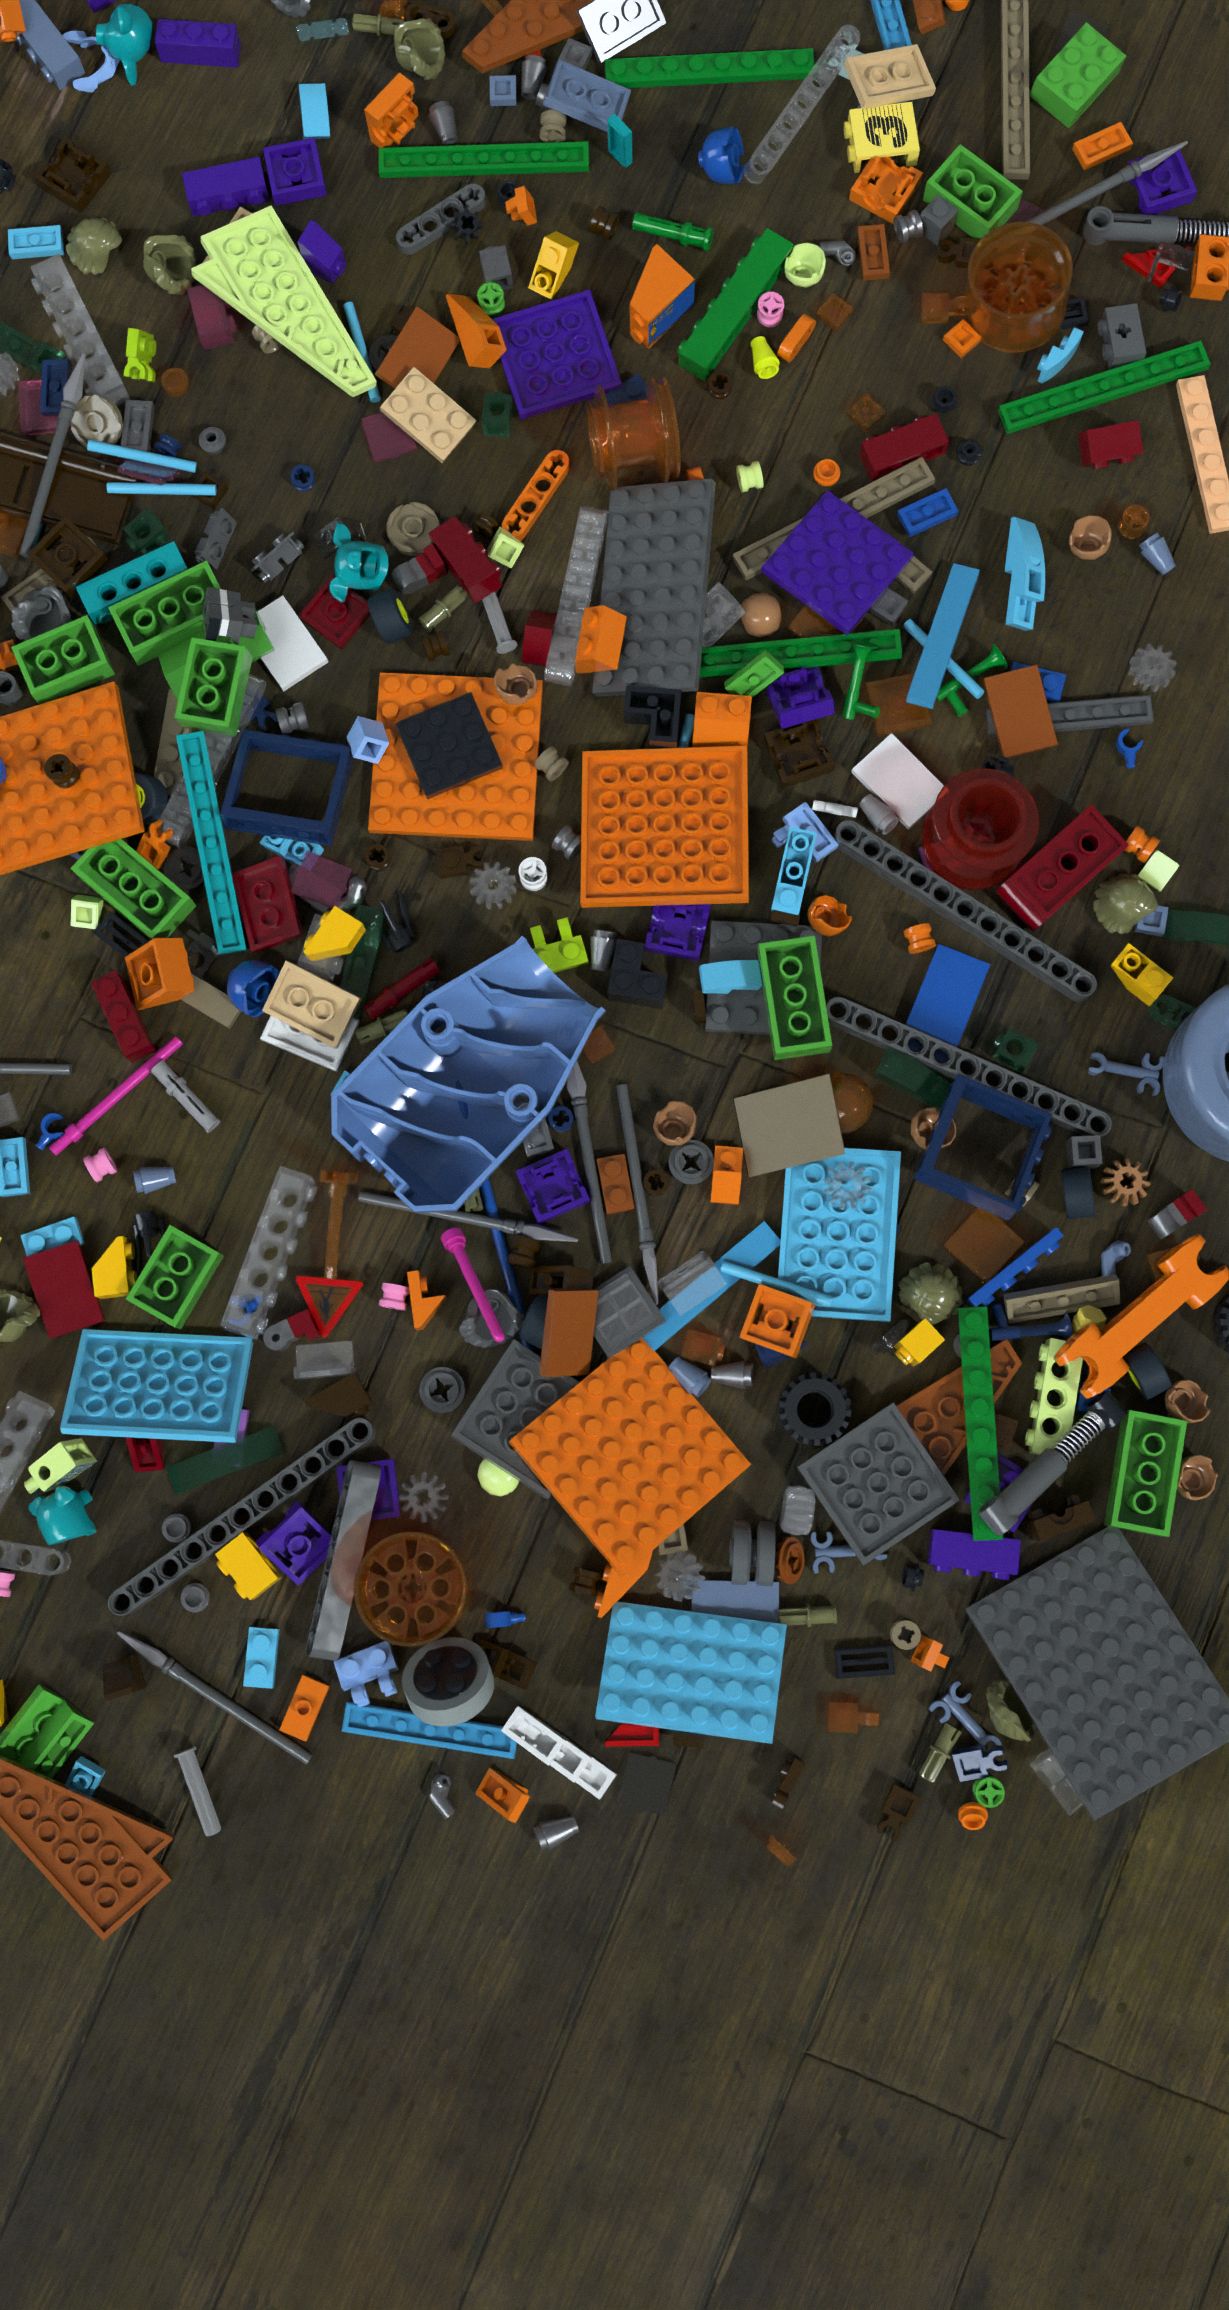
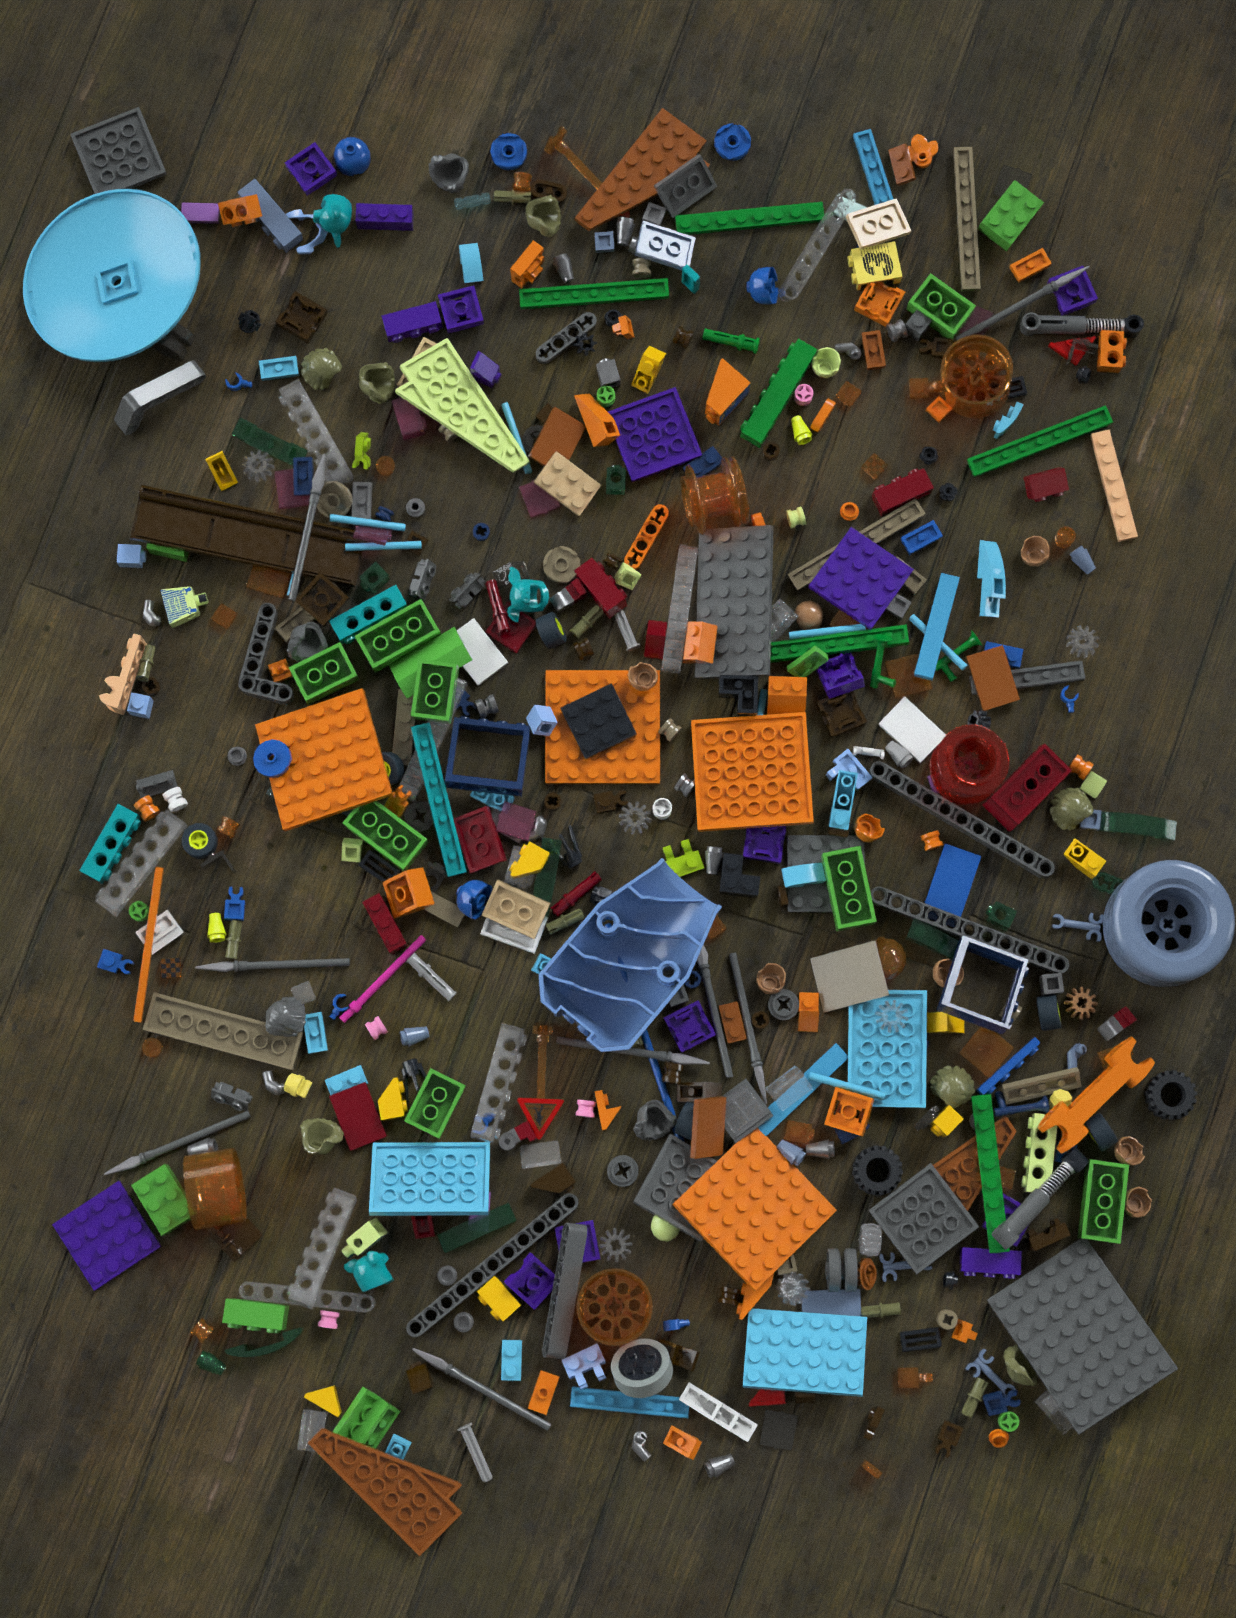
camera: 10 degrees left, 0 degrees up
(61, 771) = (336, 759): dark brown wheel -> none
(228, 615) = (440, 640): dark grey hips -> none
(318, 589) = (499, 615): none -> dark red pin
(454, 1241) = (625, 1069): dark pink piece -> none
(764, 636) = (825, 631): none -> medium azure bar
(924, 1201) = (944, 1023): none -> yellow slope
(1121, 335) = (1053, 394): dark grey brick -> none

